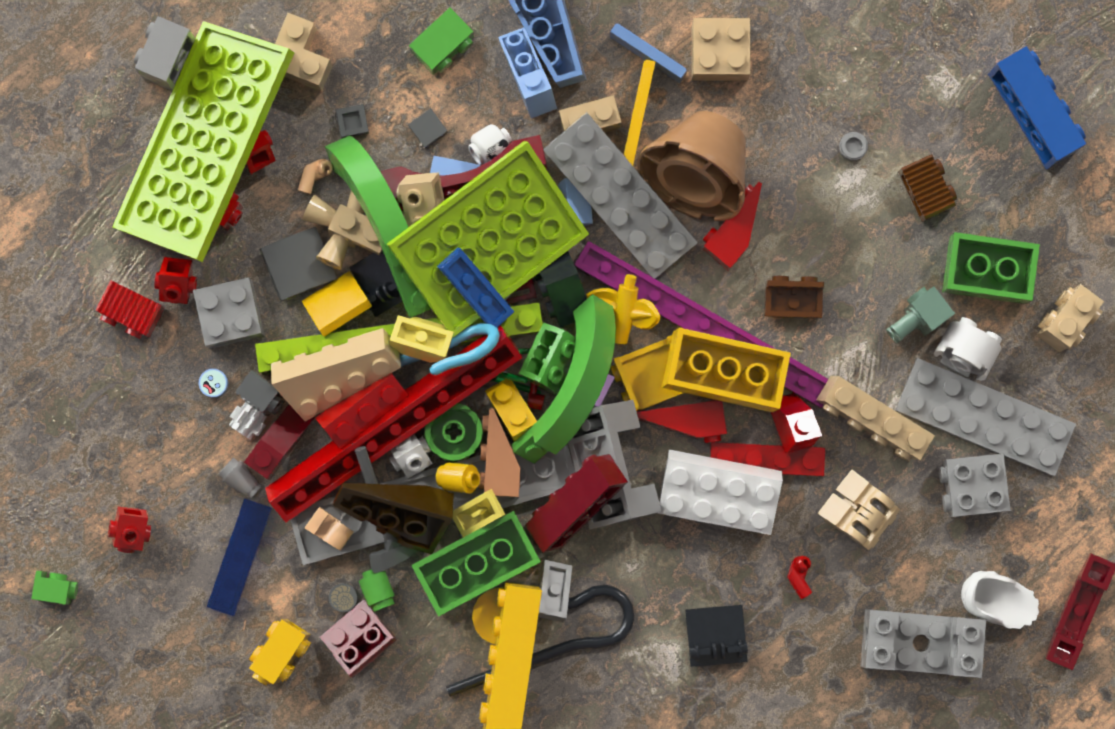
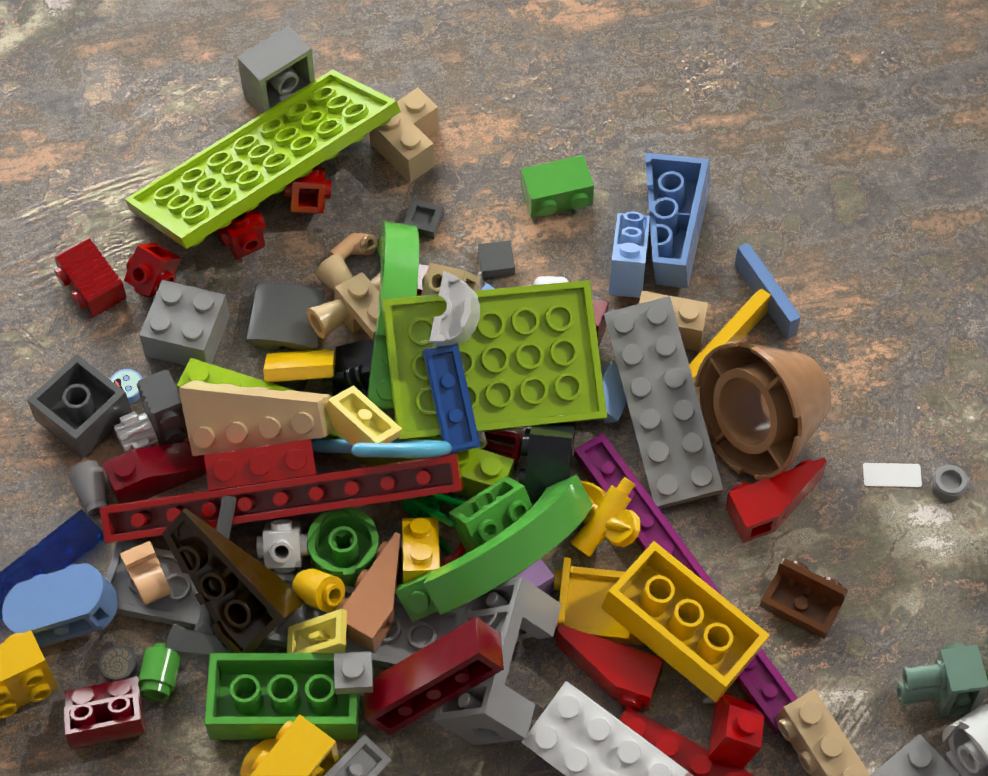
camera: 30 degrees right, 25 degrees down
(194, 422) = (79, 406): none -> dark grey brick
(280, 581) = (61, 604): none -> medium blue brick
(453, 224) = (460, 315): none -> white cylinder
(519, 528) = (353, 672): none -> light grey plate
(720, 49) = (848, 320): tan brick -> none
(808, 159) = (892, 475): none -> white sticker

